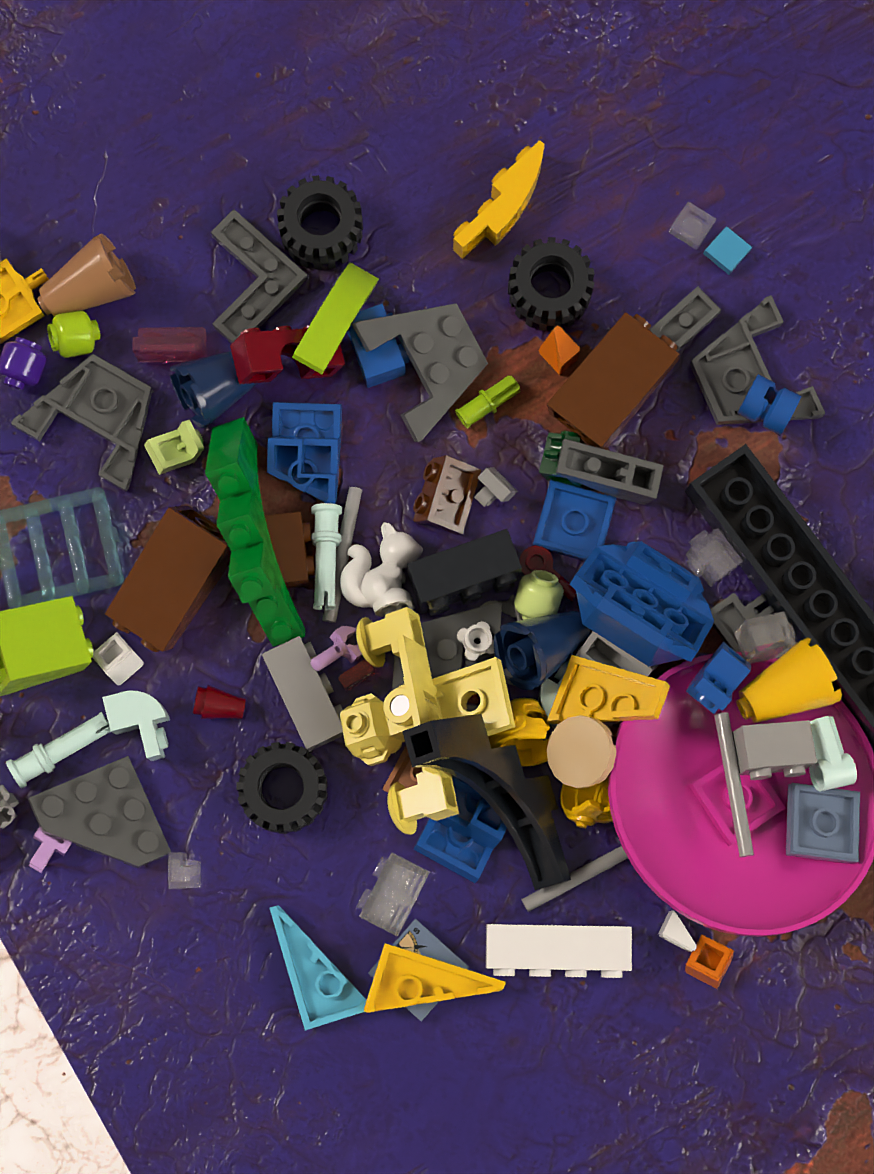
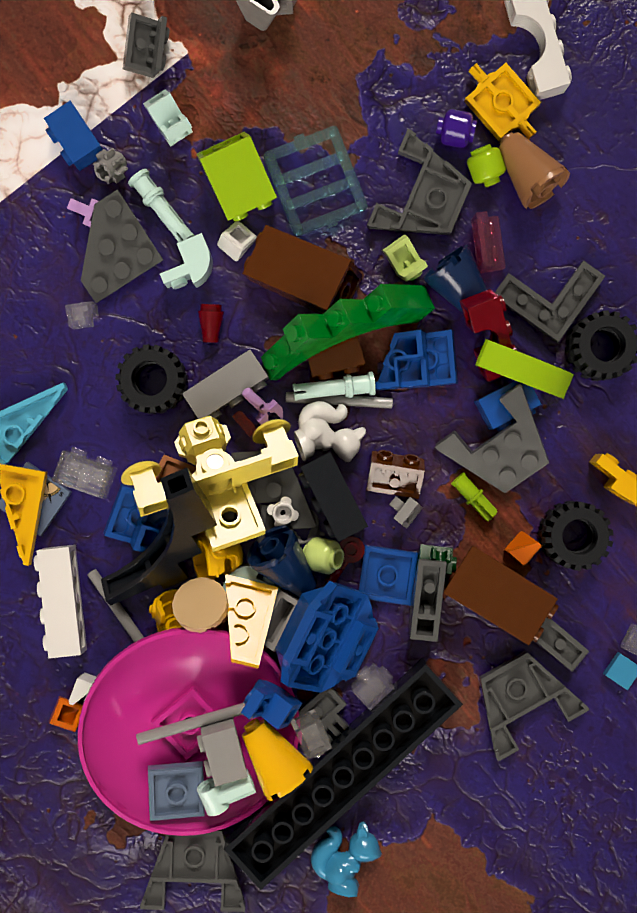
camera: 85 degrees right, 10 degrees up
(769, 404) = (497, 719): blue wheel -> none

